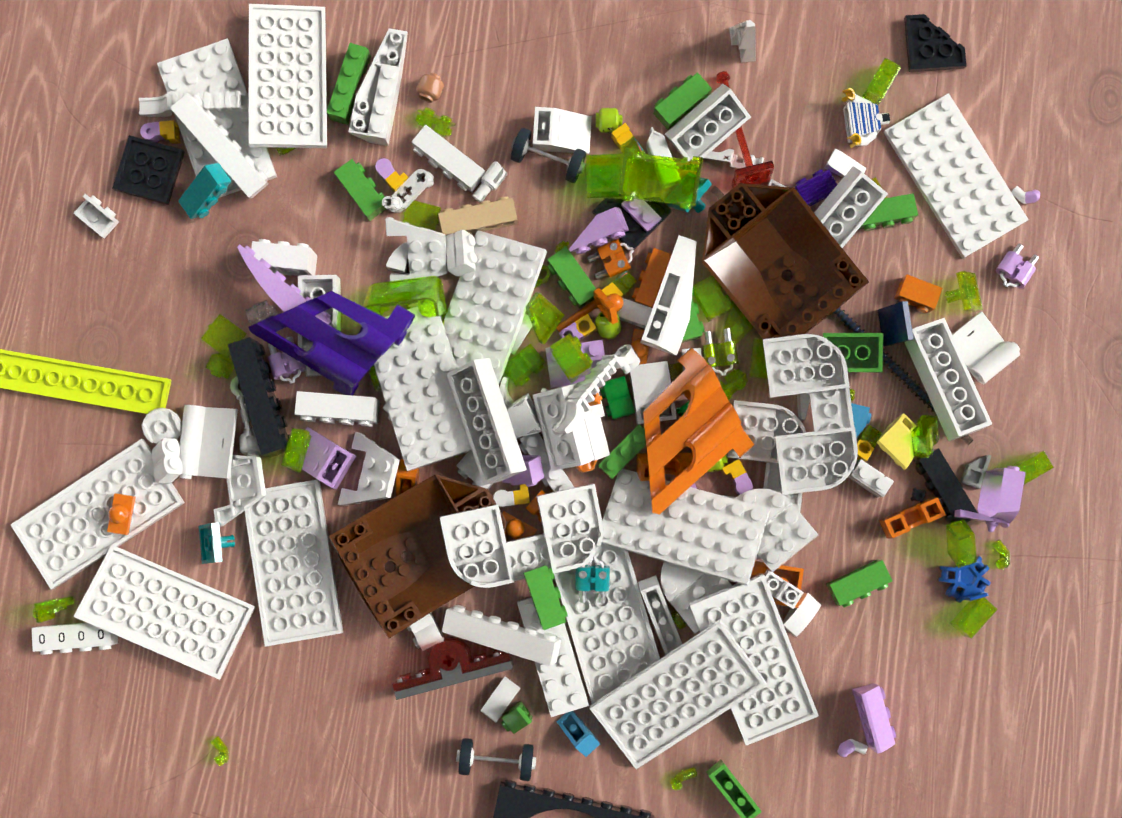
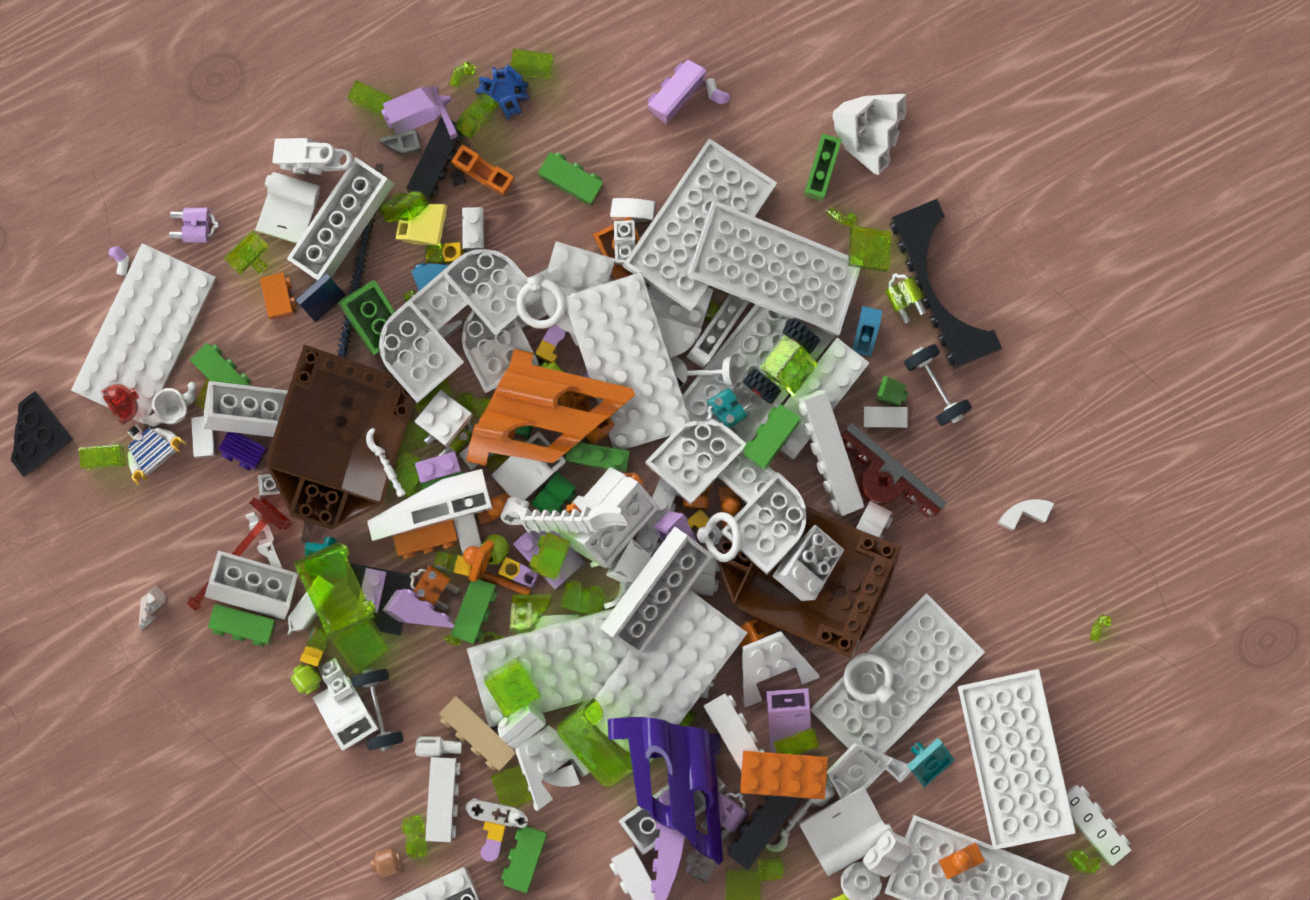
camera: 125 degrees left, 0 degrees up
(276, 420) = (783, 774): none -> orange brick
(288, 544) = (884, 692): none -> white piece
(345, 767) = (1033, 508): none -> white brick
(425, 556) = (809, 564): none -> white slope
(493, 263) = (512, 686): none -> clear neon green brick
(503, 493) = (708, 536): none -> white piece
(586, 784) = (903, 295): none -> clear neon green piece
(592, 141) = (335, 679): none -> white slope
(594, 649) = (786, 364): none -> brick
(620, 599) = (728, 370): none -> white piece
(642, 782) = (869, 248): none -> clear neon green plate
(701, 323) = (437, 467): none -> lavender plate
(725, 284) = (388, 469): none -> white piece
(736, 353) = (443, 418): none -> white plate
(796, 494) = (538, 282): none -> white piece
(886, 155) = (169, 406): none -> white piece
(915, 119) = (121, 401): none -> clear red cylinder
(1016, 388) = (309, 156): none -> white brick

